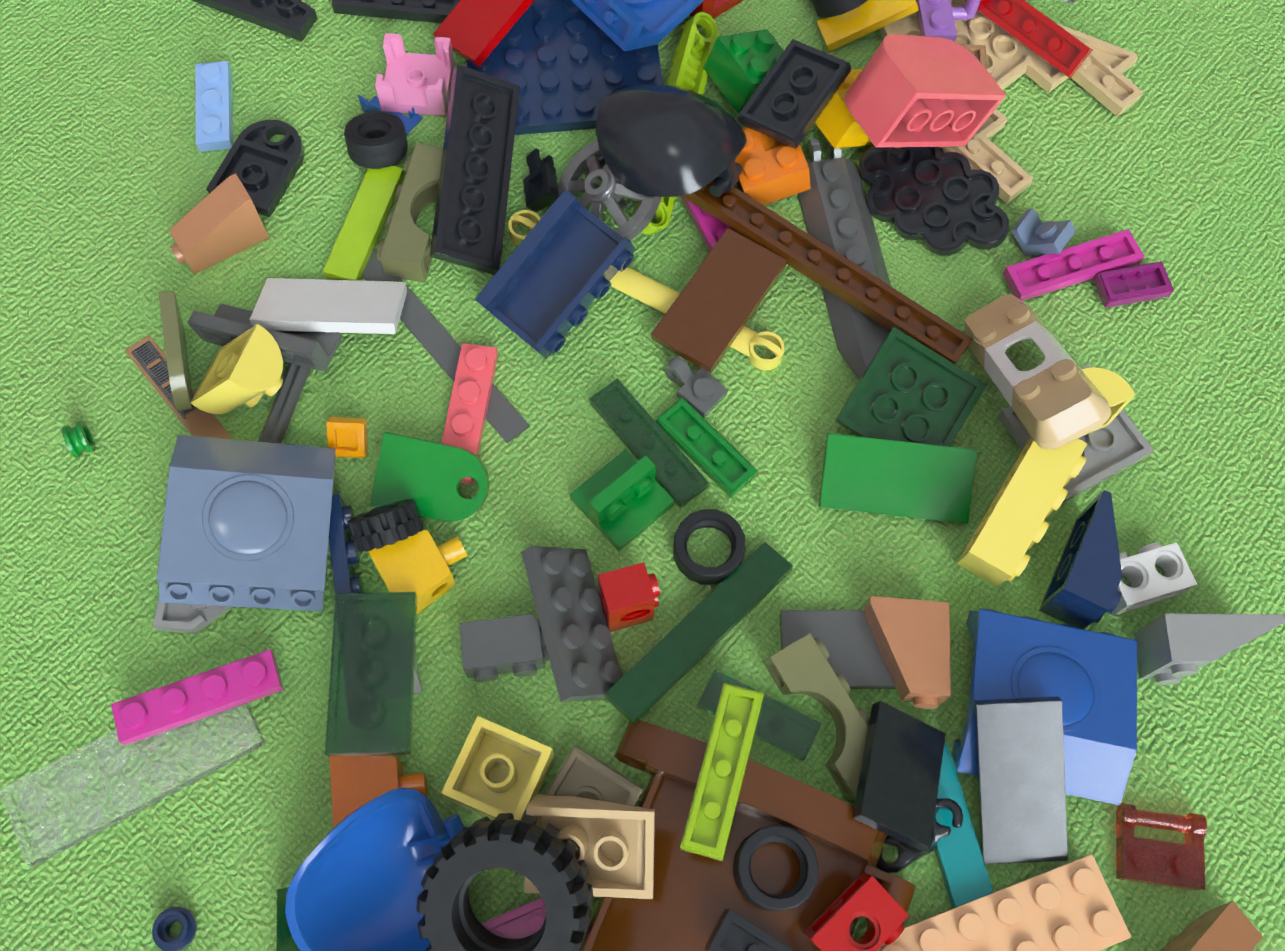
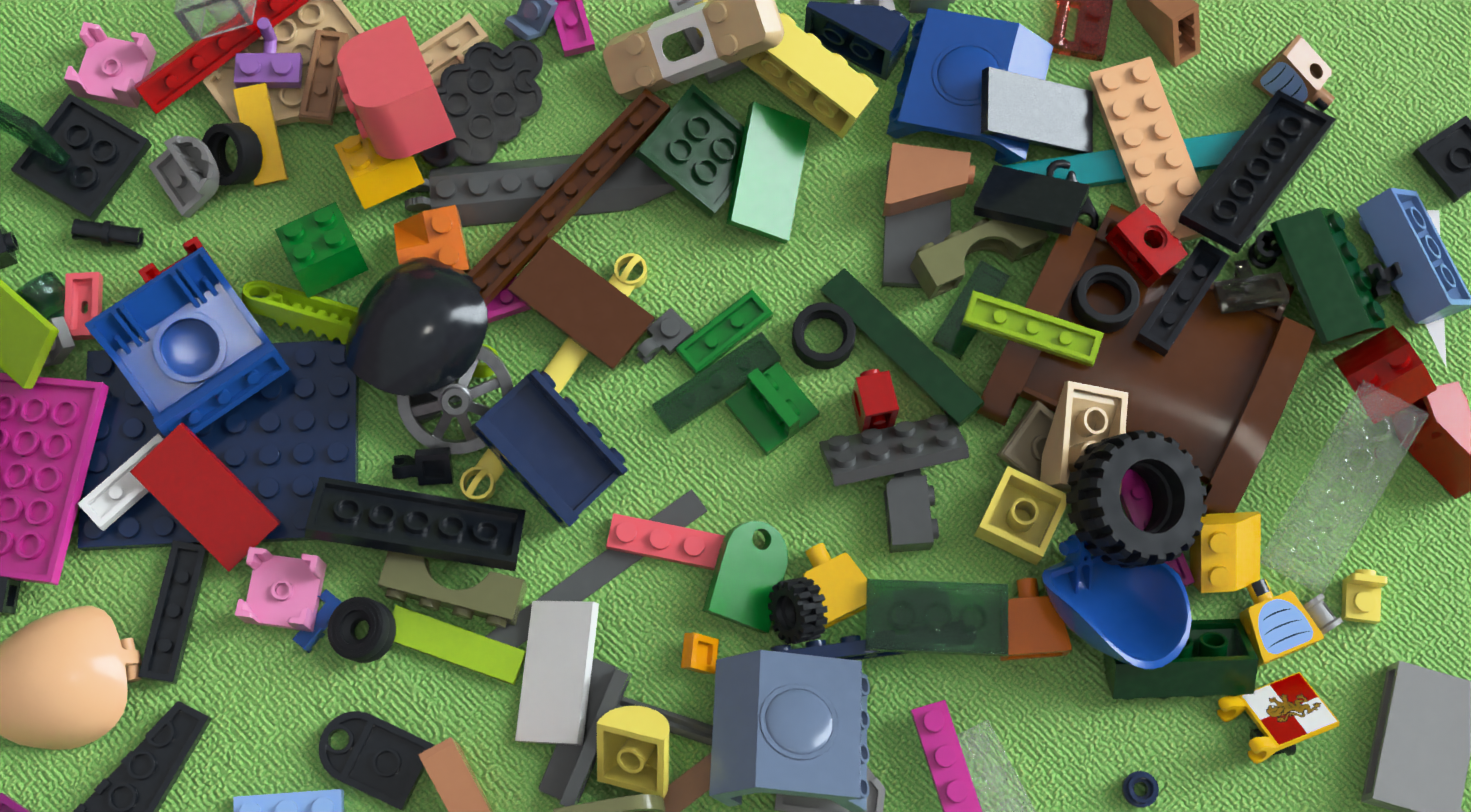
camera: 85 degrees left, 5 degrees up
(794, 93) = (375, 206): black tile -> none

